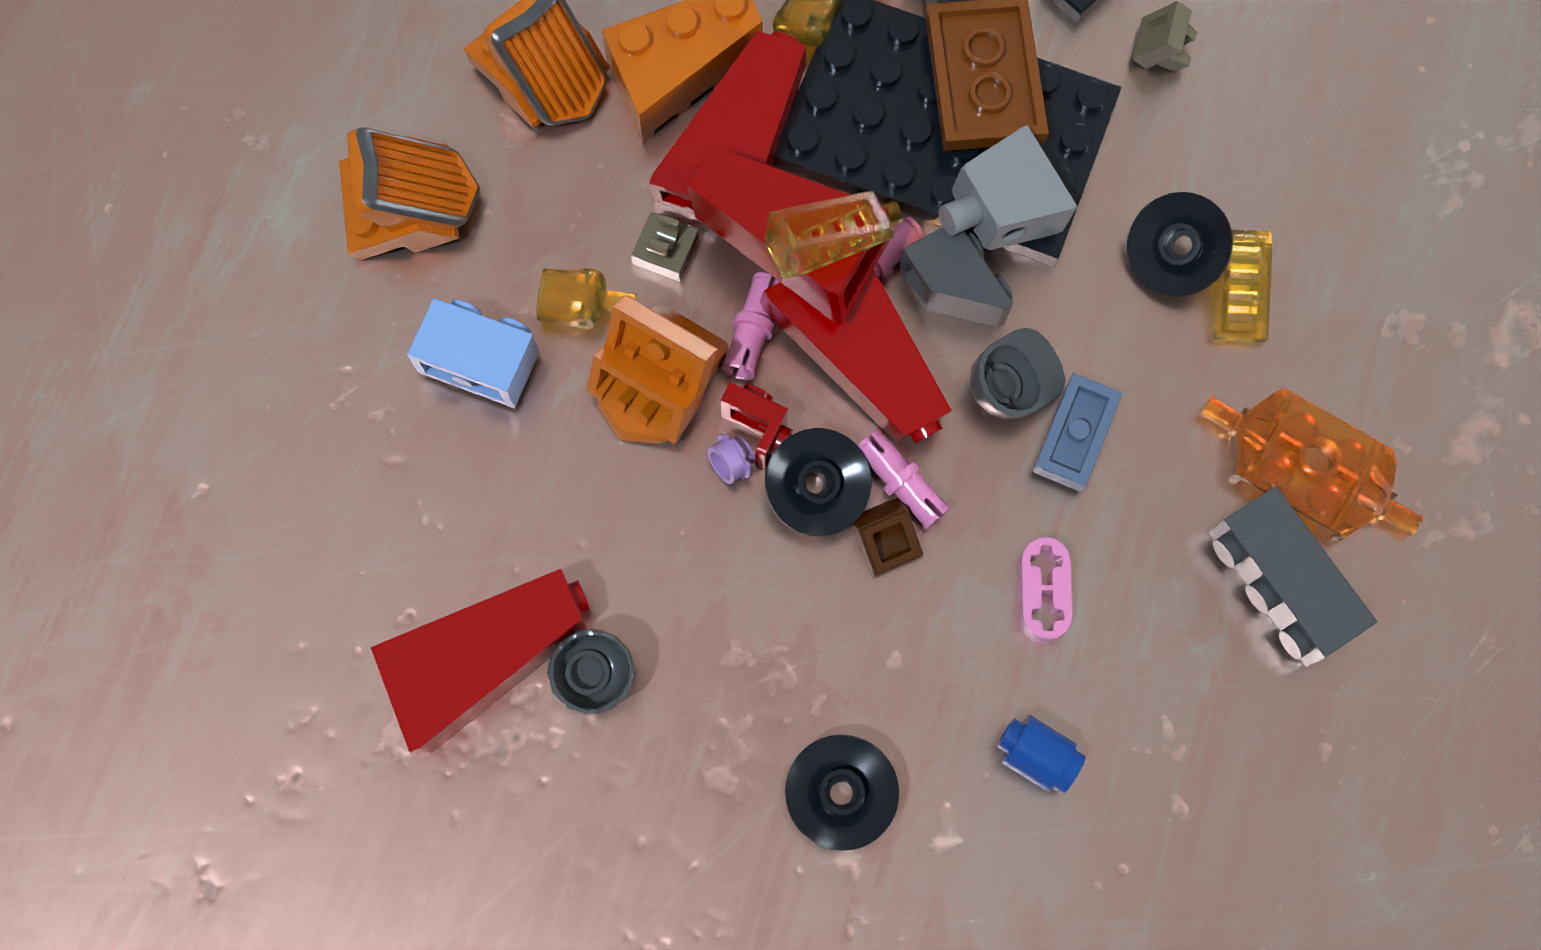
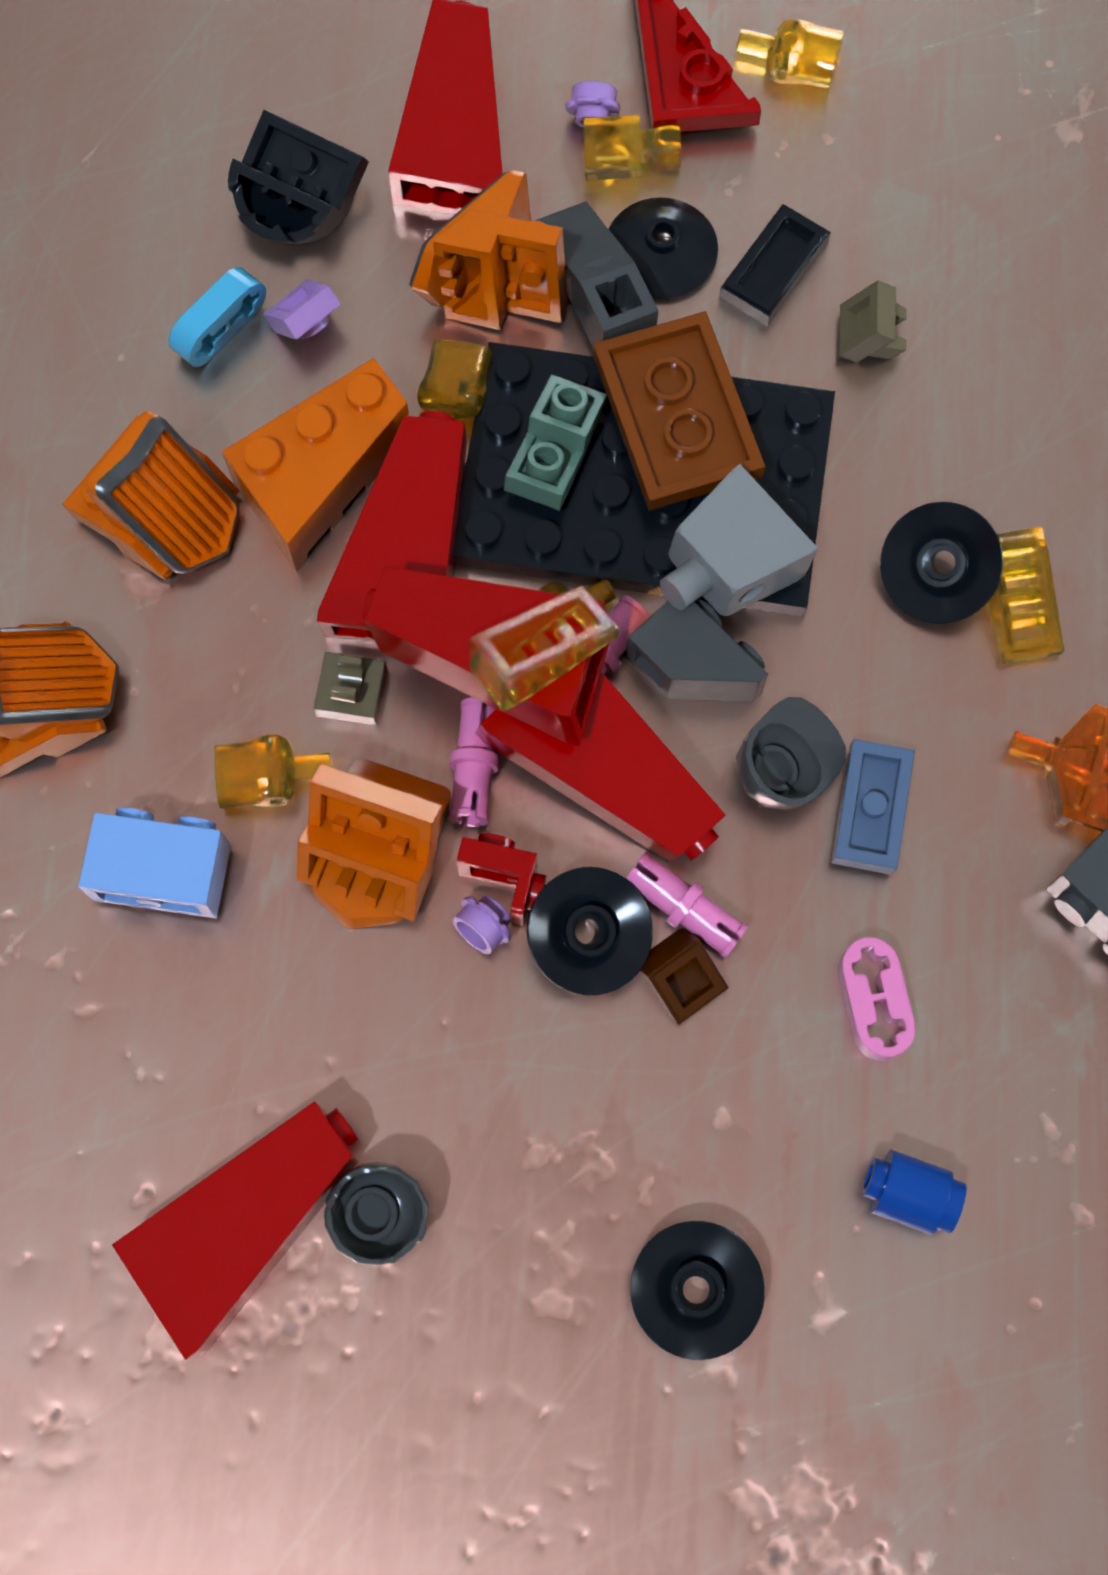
camera: 10 degrees left, 0 degrees up
(878, 80) = (555, 442): none -> sand green slope

